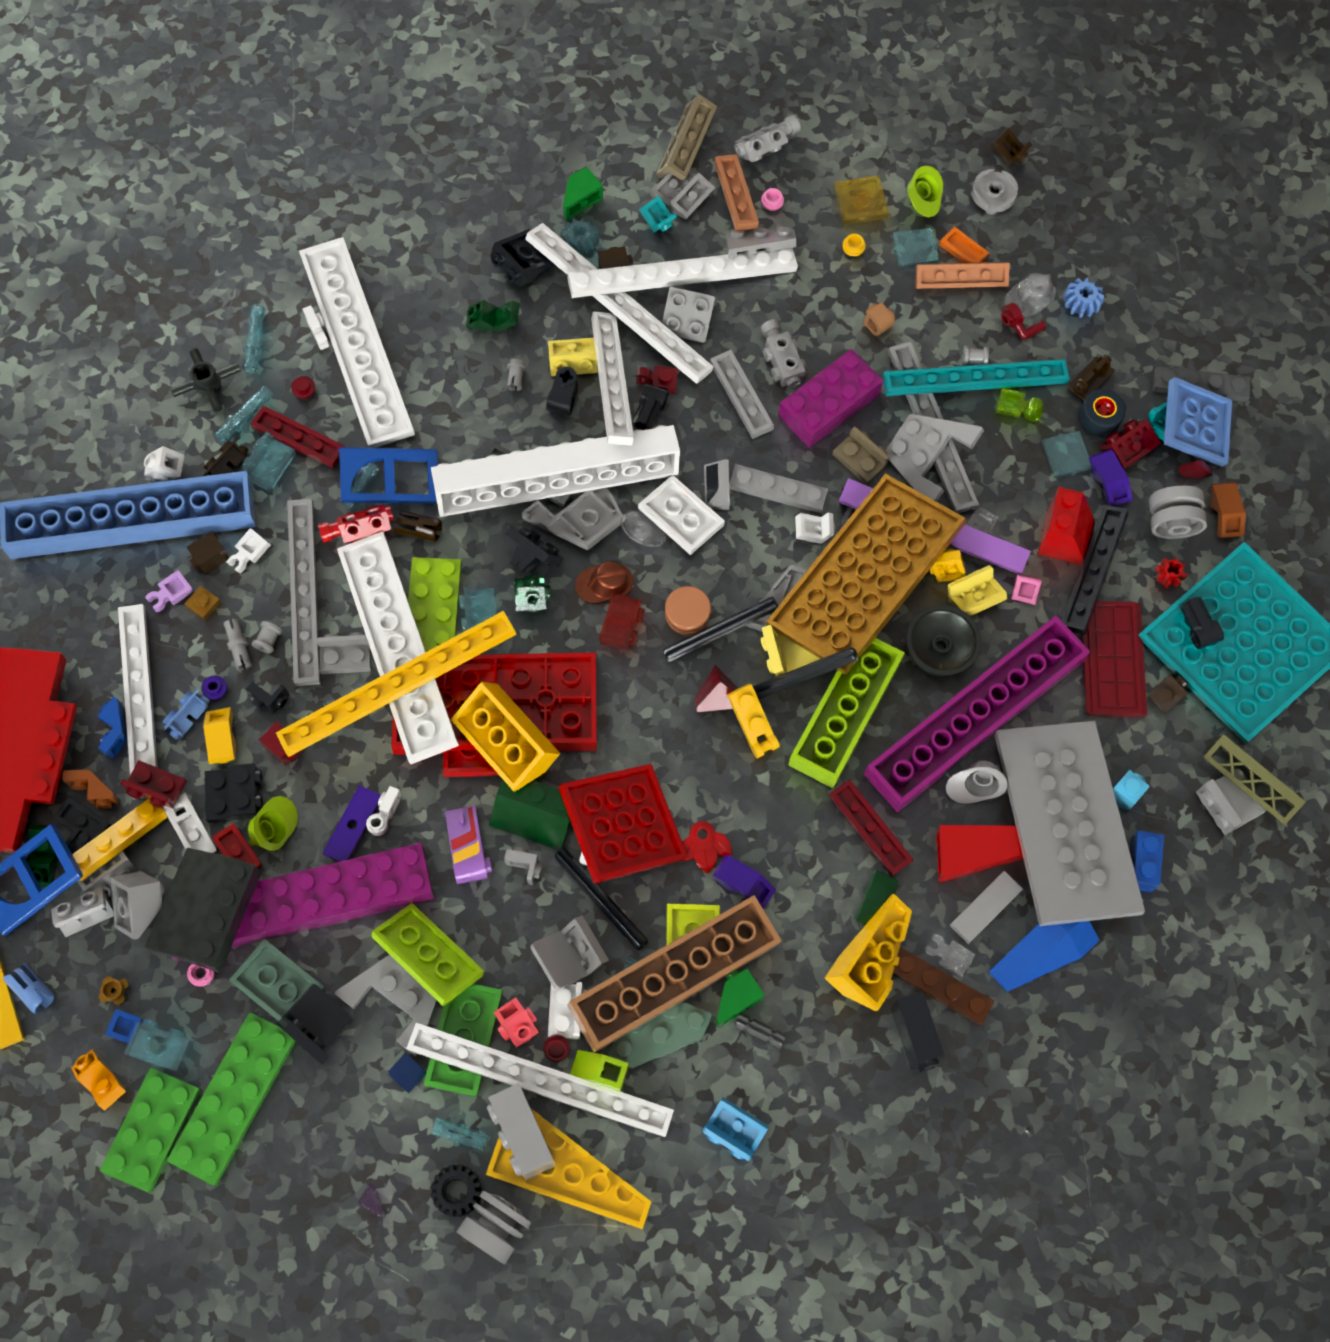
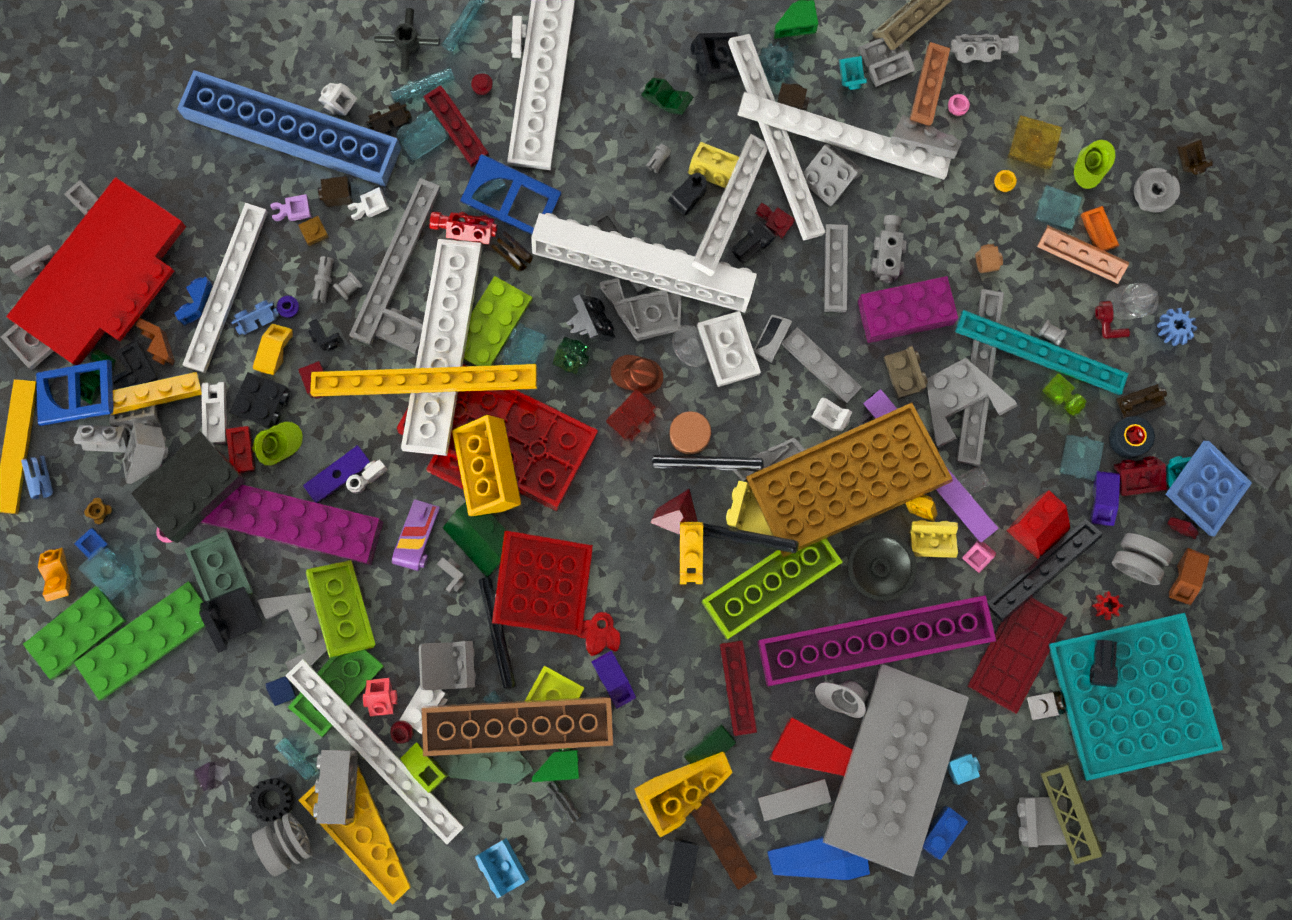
camera: 30 degrees right, 10 degrees up
(154, 784) = (202, 364): dark red bracket -> none

